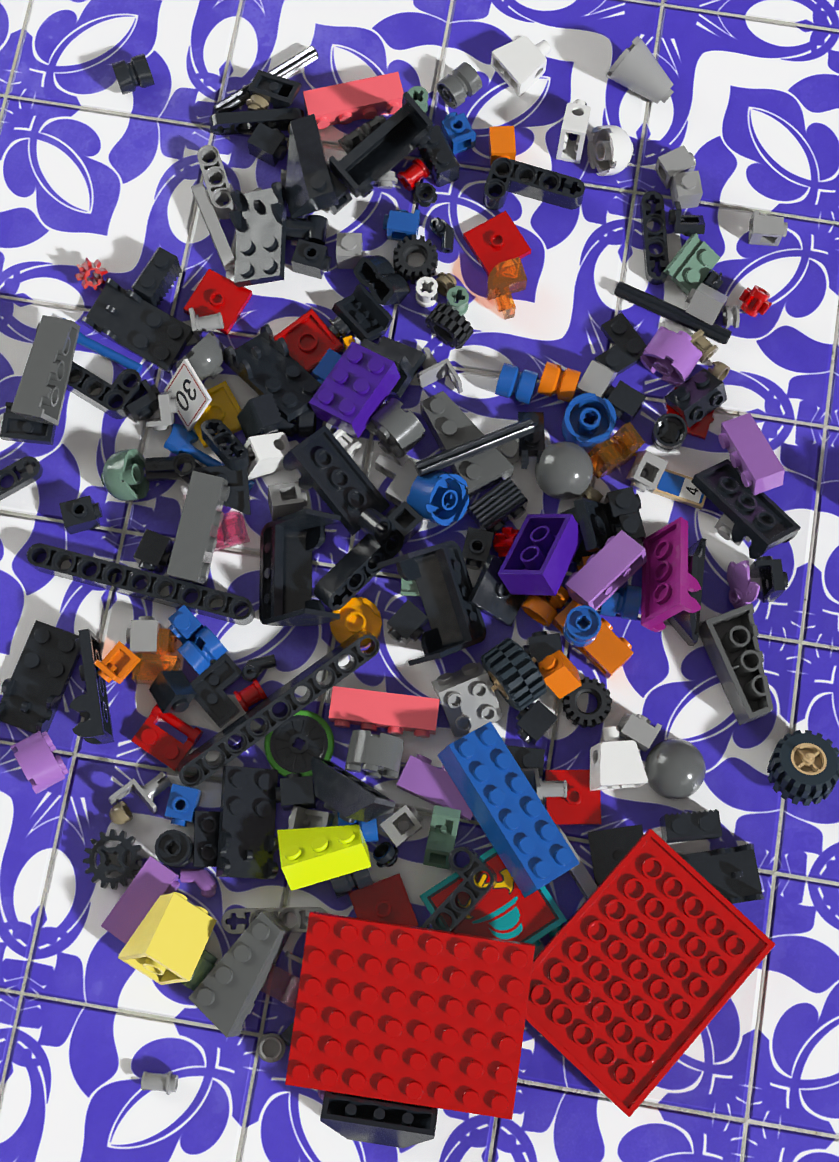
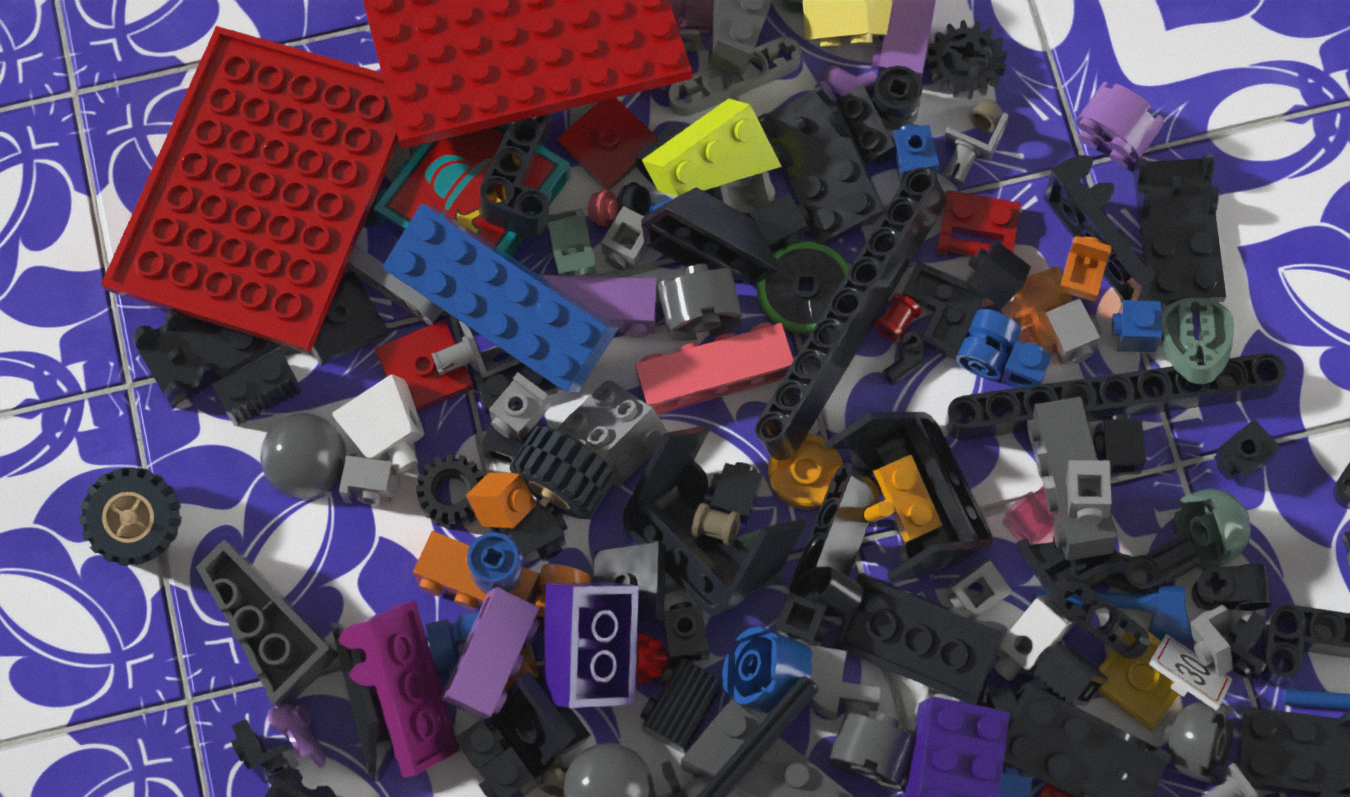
camera: 160 degrees right, 5 degrees down
(56, 592) = (1181, 347): none -> sand green piece
(102, 621) = (1137, 326): none -> blue brick
(132, 436) = (1239, 588): none -> black piece
(186, 500) = (1092, 480): none -> light grey brick
(304, 571) = (904, 499): none -> light orange plate
(408, 857) = (603, 208): none -> coral plate
(429, 602) = (716, 524): none -> dark tan bush
(519, 733) = (520, 422): none -> light grey brick

